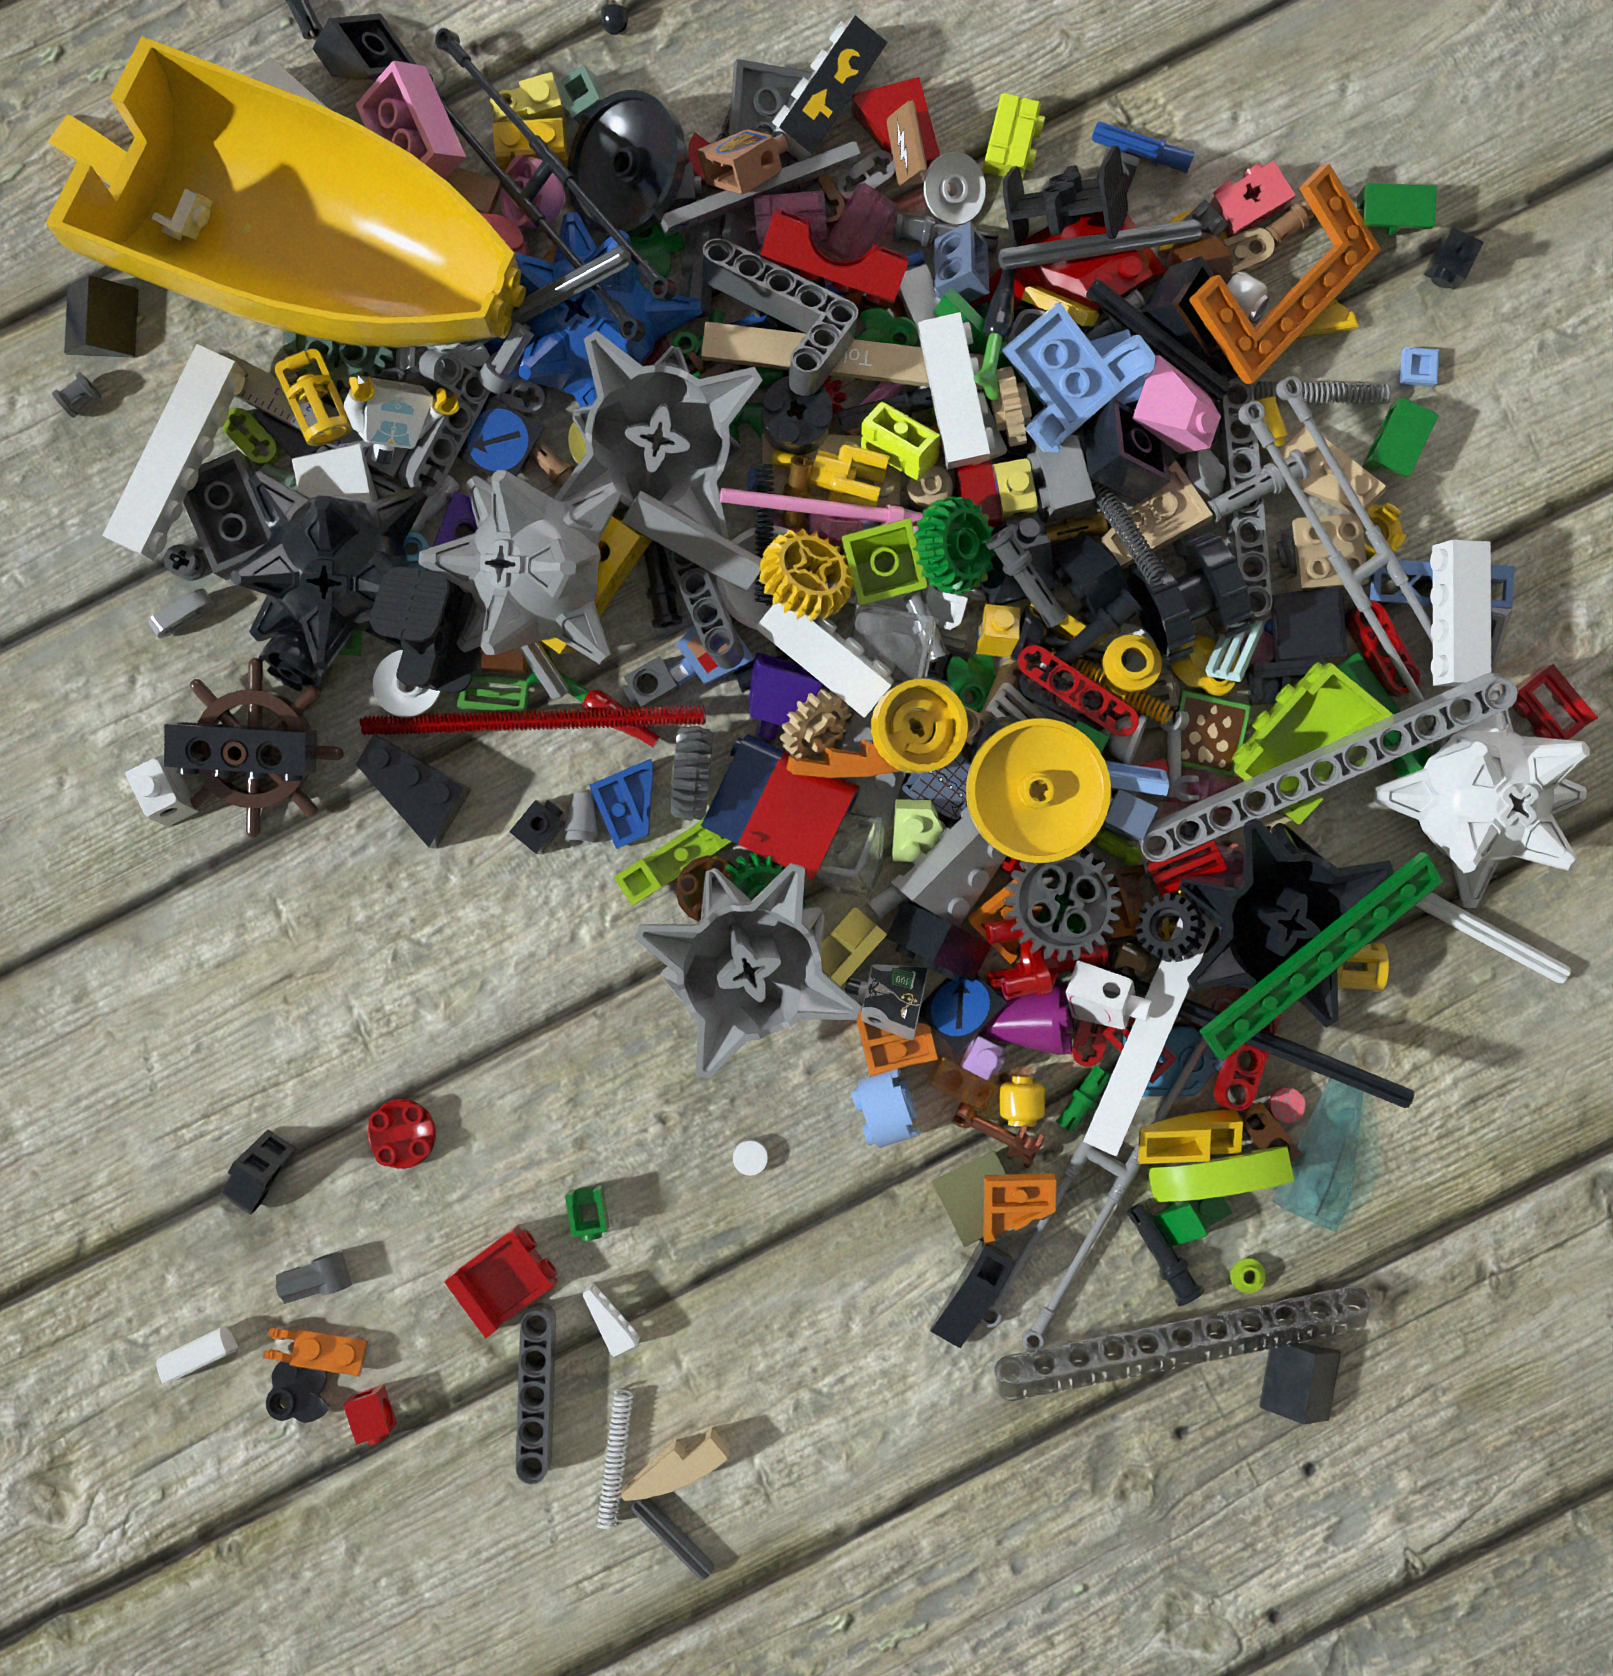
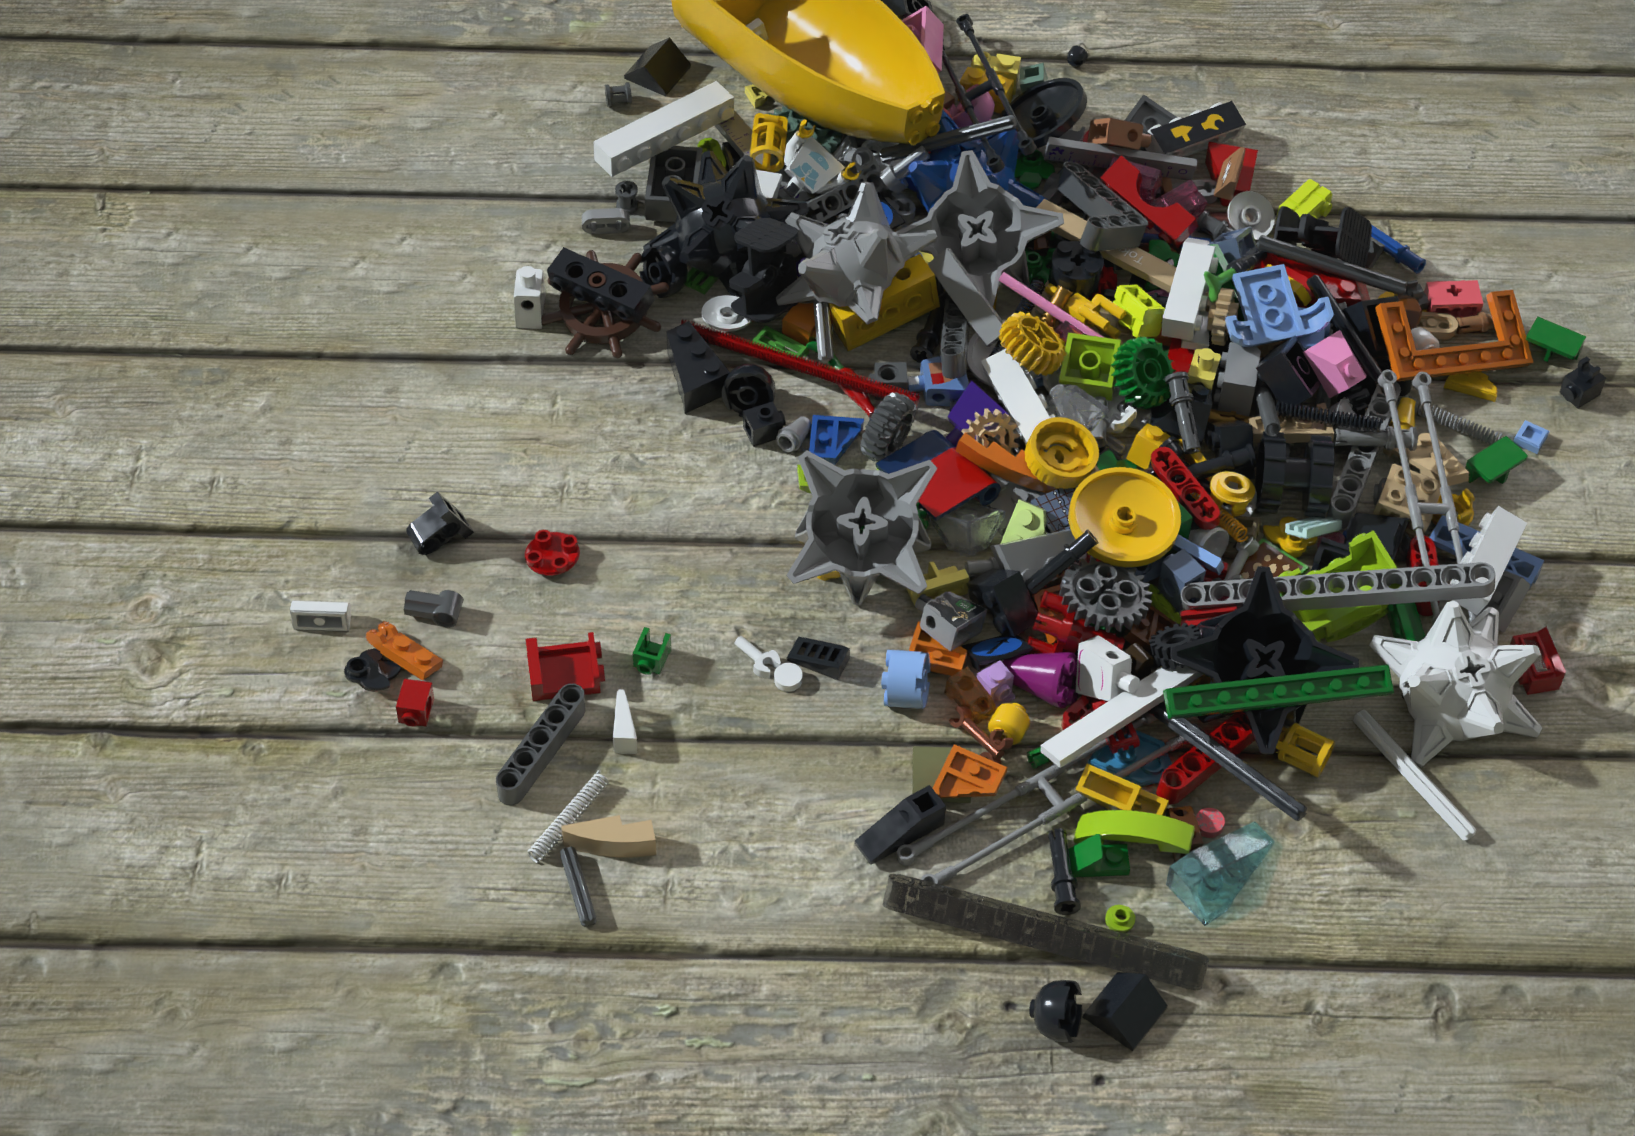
camera: 30 degrees right, 35 degrees down
(497, 788) = (748, 388): none -> black cylinder
(704, 1147) = (760, 658): none -> white bar
(769, 1126) = (830, 650): none -> black slope
(1002, 880) = (1061, 562): none -> black axle
(1199, 489) = (1327, 418): none -> black piece
(1240, 1433) = (1056, 1010): none -> black cylinder

